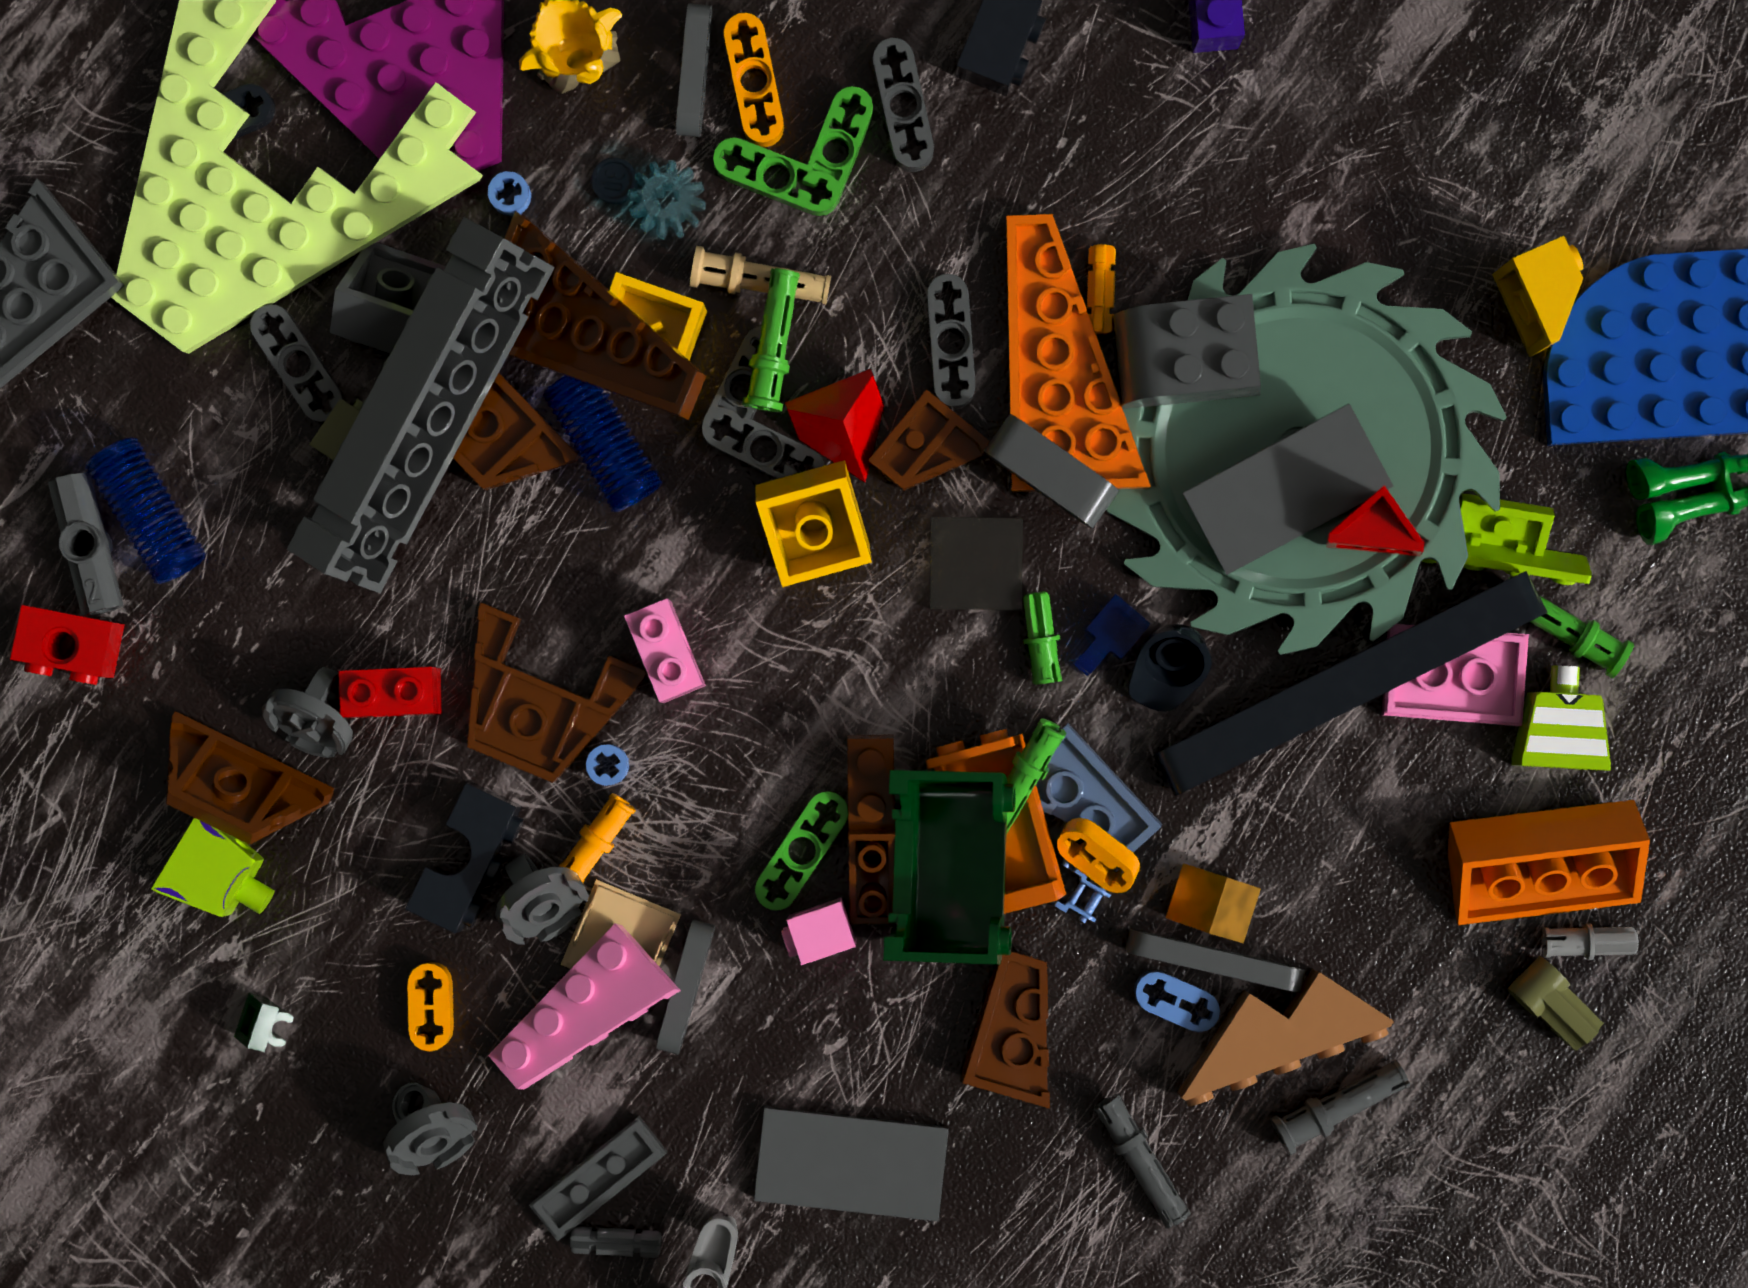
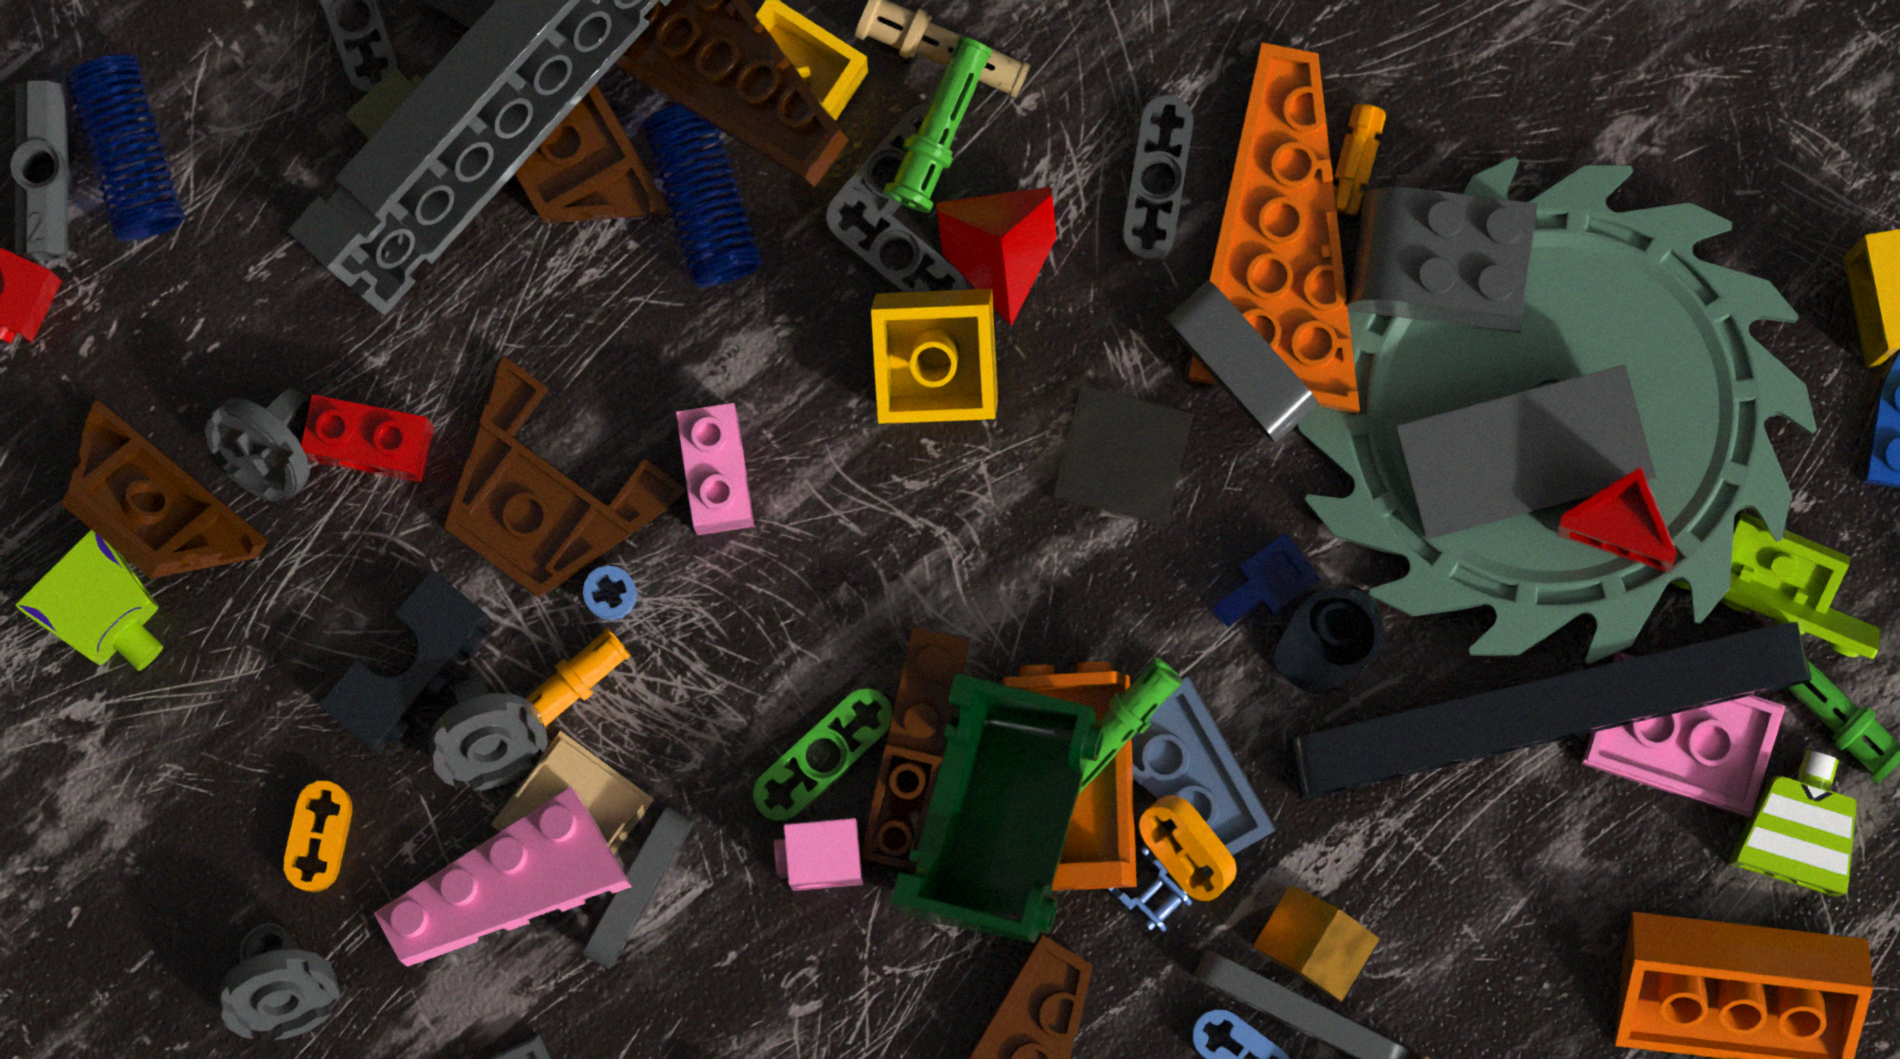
camera: 10 degrees right, 5 degrees down
(257, 1021) = (101, 803): tile -> none
(927, 444) = (1098, 296): reddish brown wing -> none
(1041, 639) = (1181, 566): bright green axle -> none

